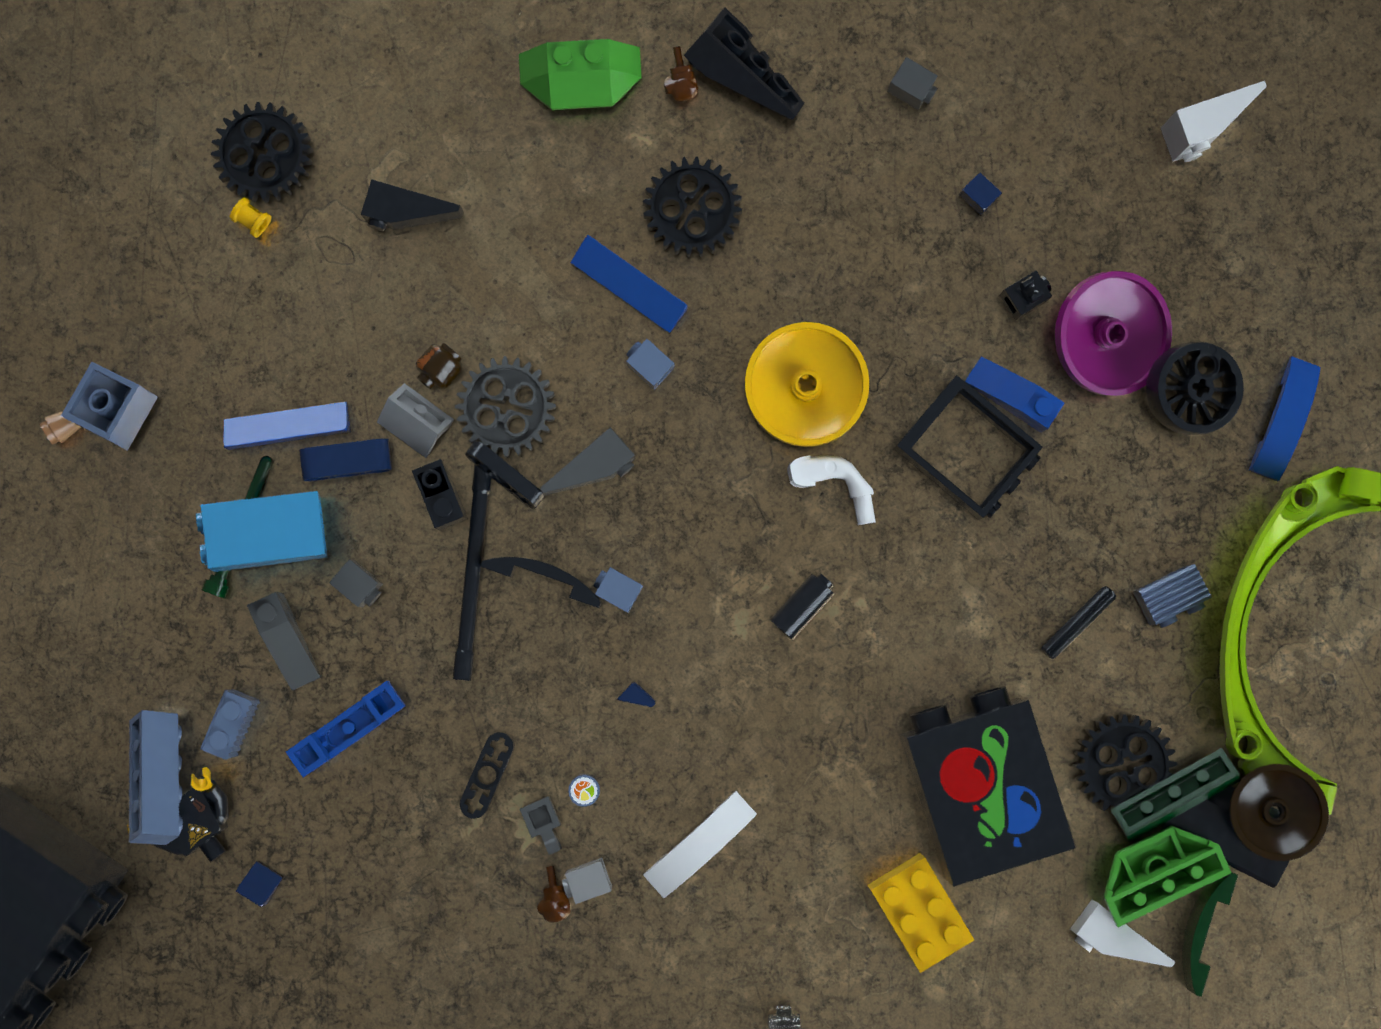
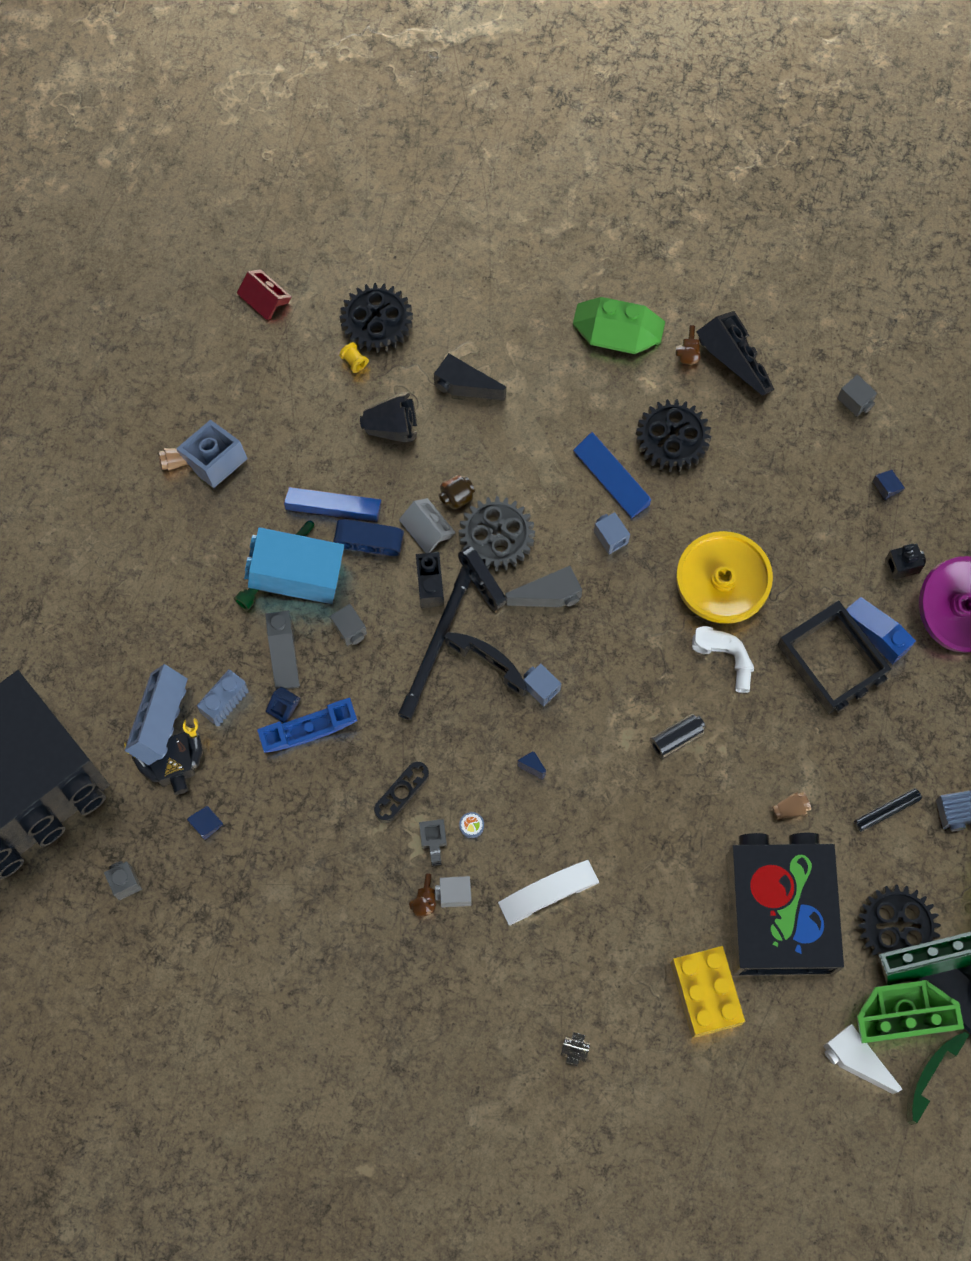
camera: 20 degrees right, 15 degrees down
(102, 158) = (262, 293): none -> dark red panel
(183, 987) = (122, 880): none -> dark grey brick
(307, 707) = (282, 704): none -> dark blue slope
(326, 291) = (391, 418): none -> black cone
(964, 653) = (792, 806): none -> medium nougat cone

